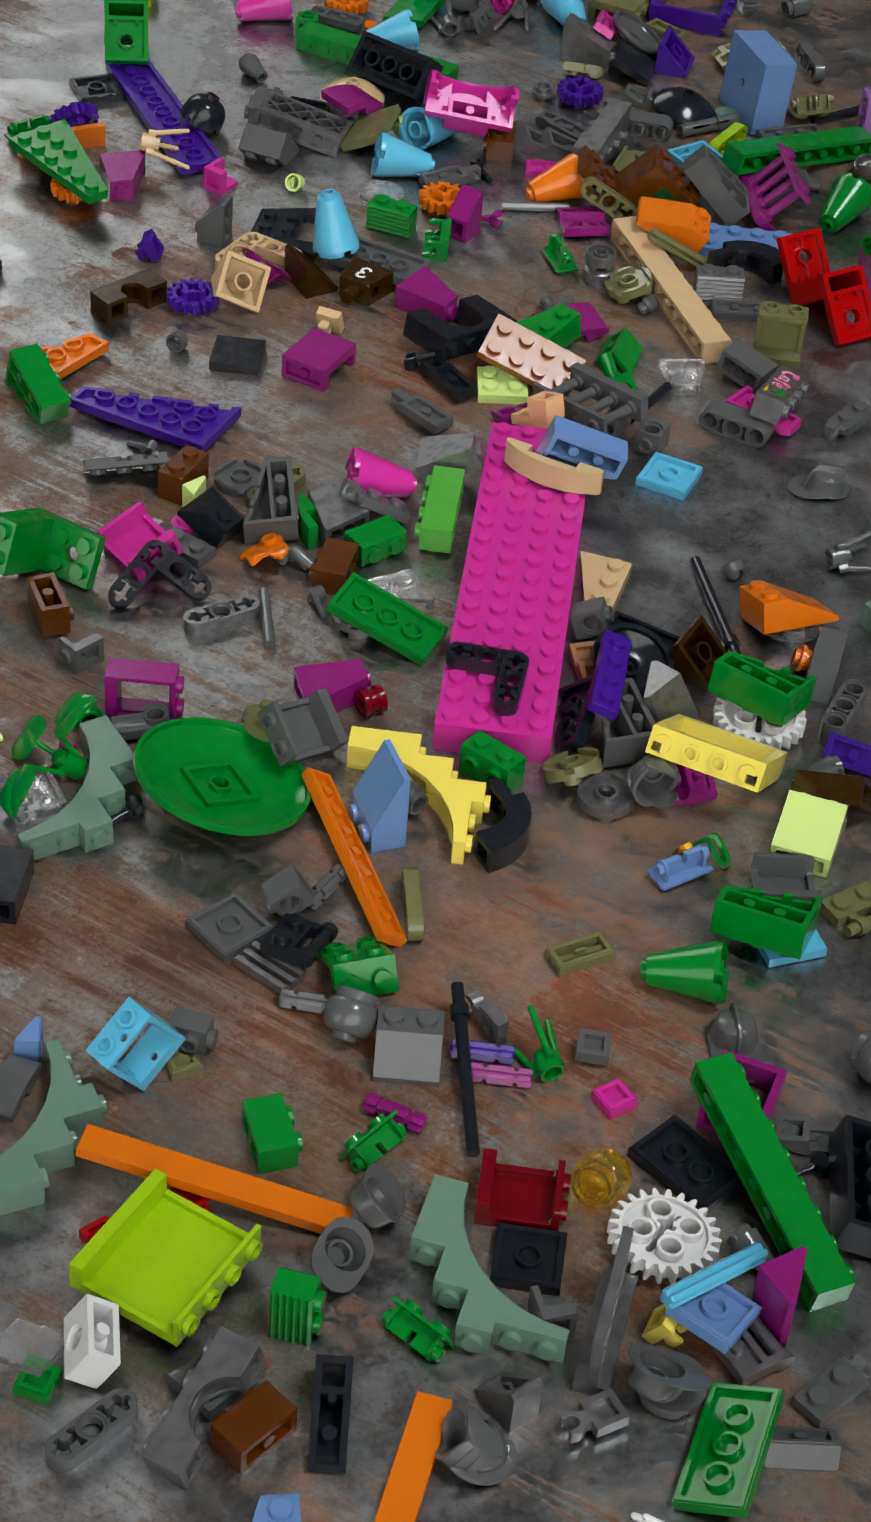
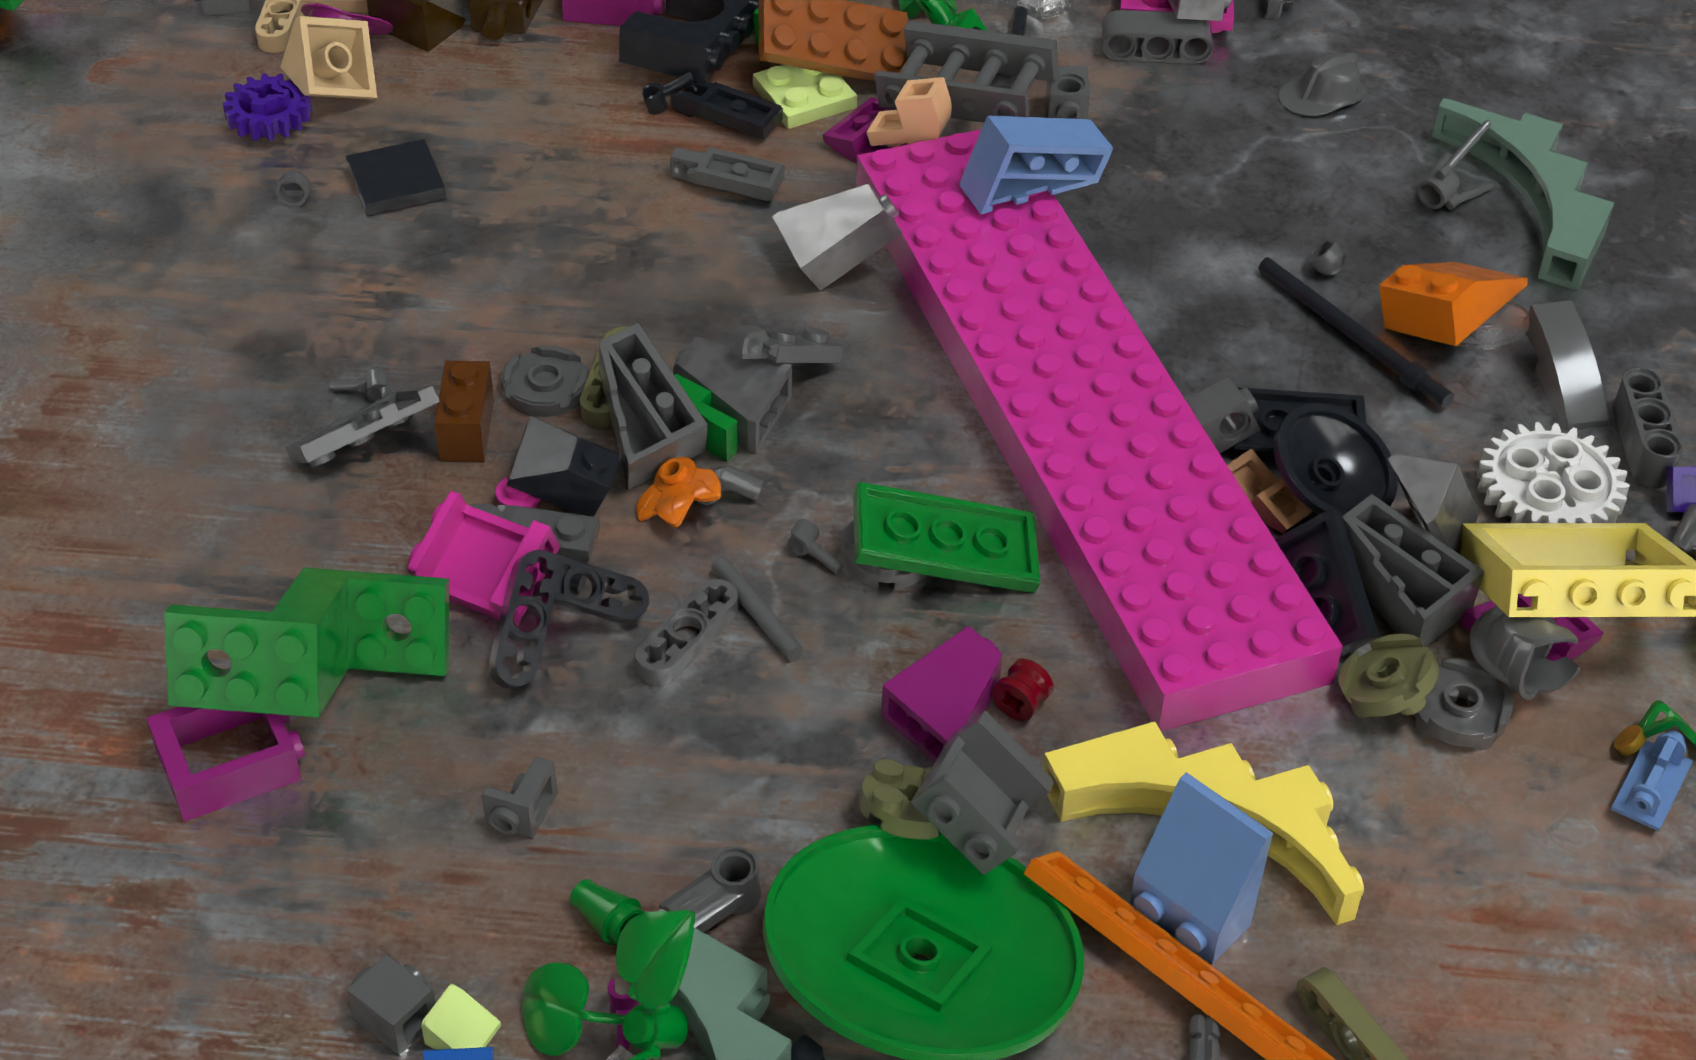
camera: 25 degrees left, 5 degrees up
(37, 384) = (131, 341): green wedge -> none
(49, 604) = (418, 735): reddish brown brick -> none
(75, 353) = (138, 278): orange wing -> none
(112, 300) = (149, 153): dark brown arch -> none
(141, 672) = (676, 812): magenta window -> none
(150, 247) = (145, 48): dark purple tile -> none
(162, 417) = (354, 323): dark purple wing -> none
(193, 489) = (499, 438): yellowish green slope -> none
(316, 357) = (524, 143): magenta panel -> none
(329, 320) = (497, 77): tan tile -> none
(334, 564) = (799, 477): reddish brown brick -> none
(377, 539) = (824, 409): green brick -> none
(379, 474) = (750, 298): dark pink cone -> none
(406, 587) = (919, 469): clear wing -> none
(440, 509) = (882, 321): bright green brick -> none
(459, 657) = (1133, 562): black beam -> none
(488, 758) = (1278, 722): green brick -> none
(507, 840) = (1389, 817): black arch -> none
(552, 473) = (1011, 206): tan slope -> none
(582, 957) = (1622, 1030): olive tile -> none
(603, 577) = (1180, 344): tan wing -> none
(609, 675) = (1352, 506): dark purple plate -> none
(669, 476) = (1138, 146): medium azure tile -> none
(696, 653) = (1400, 412): dark brown slope -> none
(761, 689) = (1557, 441): green wedge -> none
(801, 658) = (1525, 362): orange plate -> none

